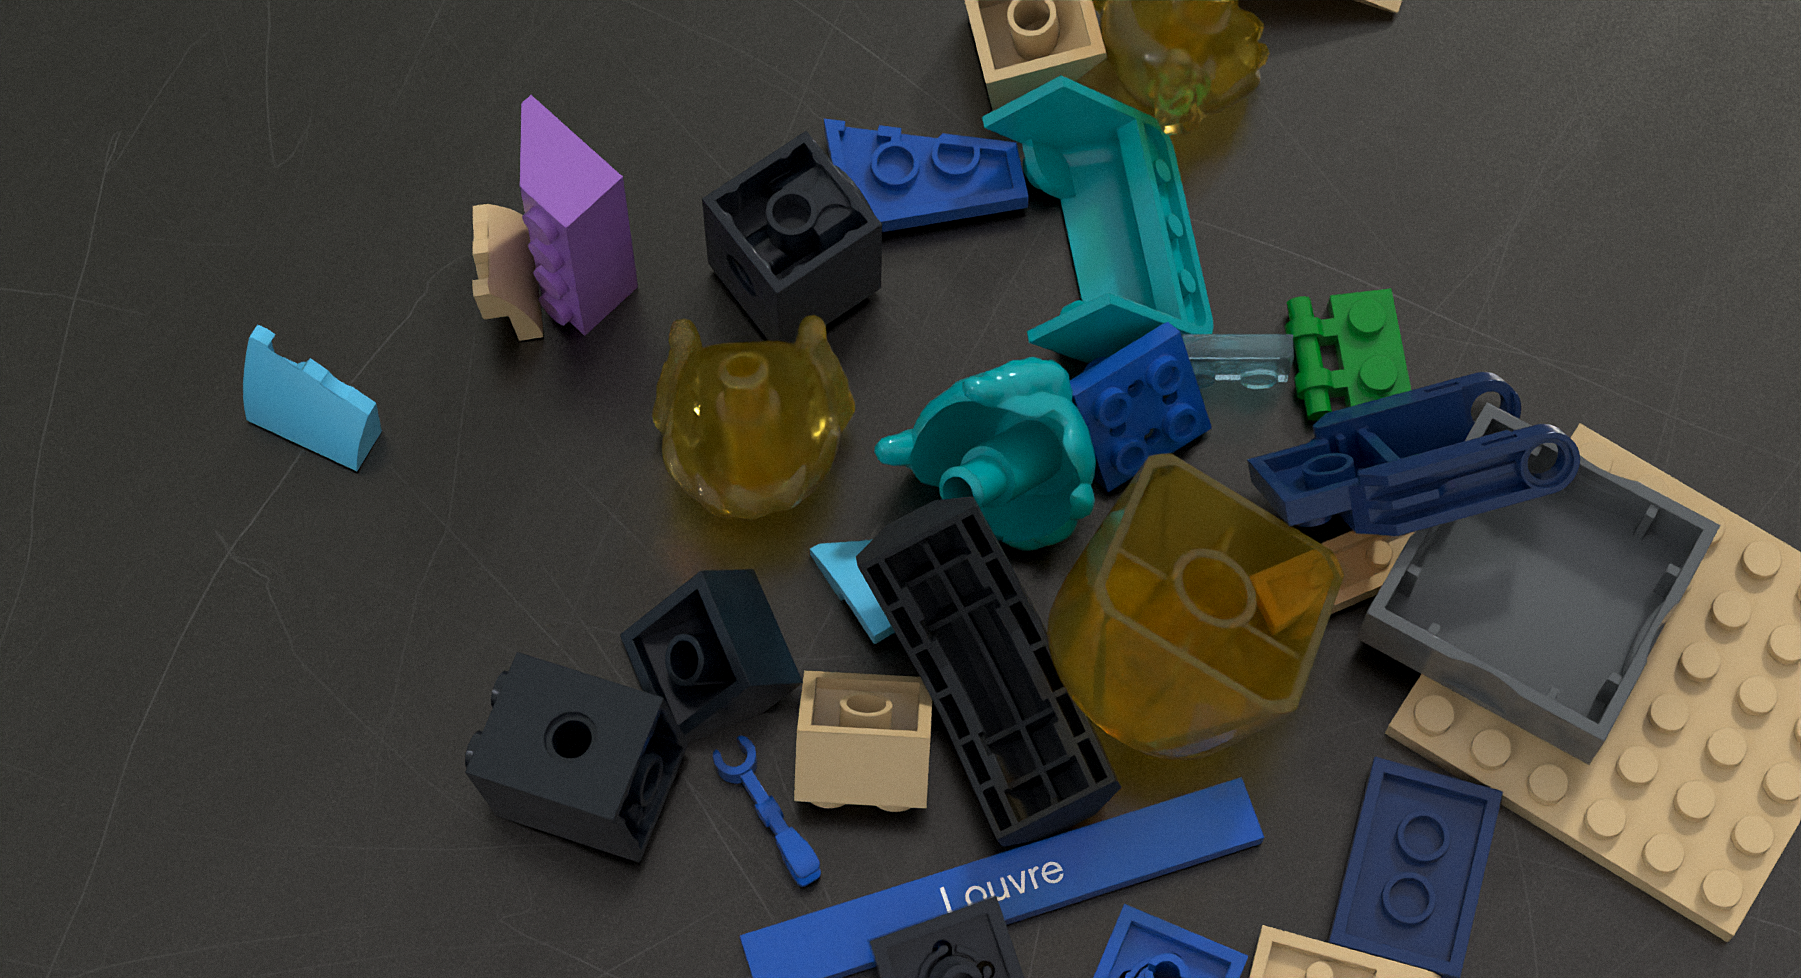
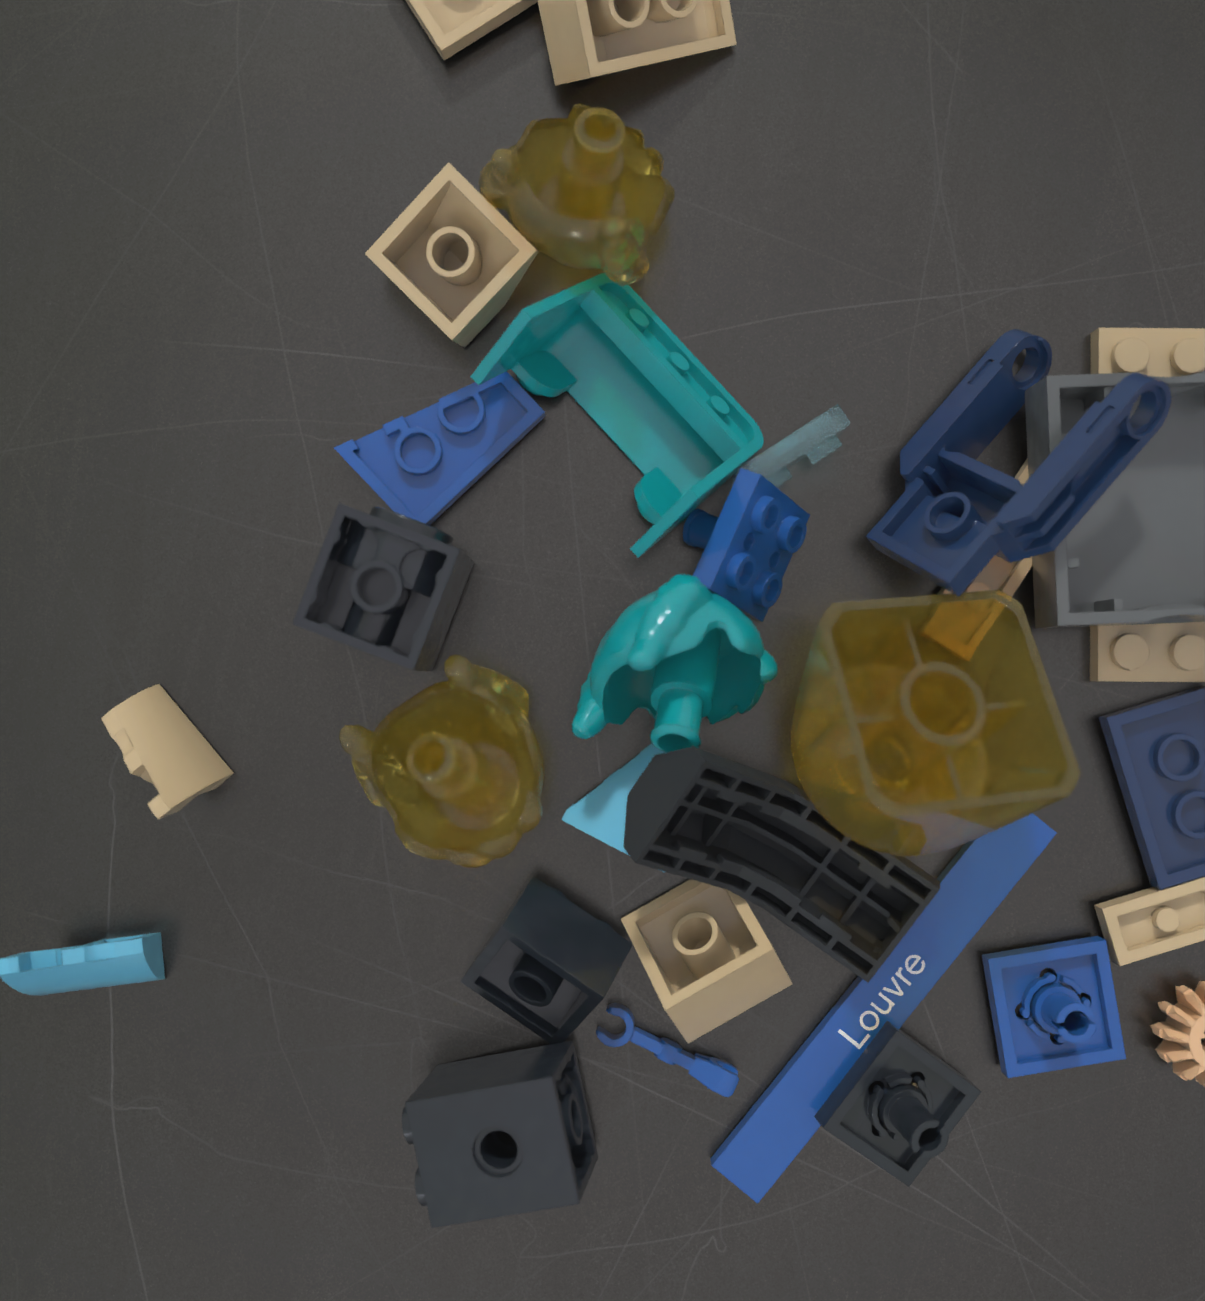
camera: 30 degrees left, 20 degrees up
(573, 221) = (183, 709): medium lavender slope -> none
(1365, 344) = (891, 369): green plate -> none

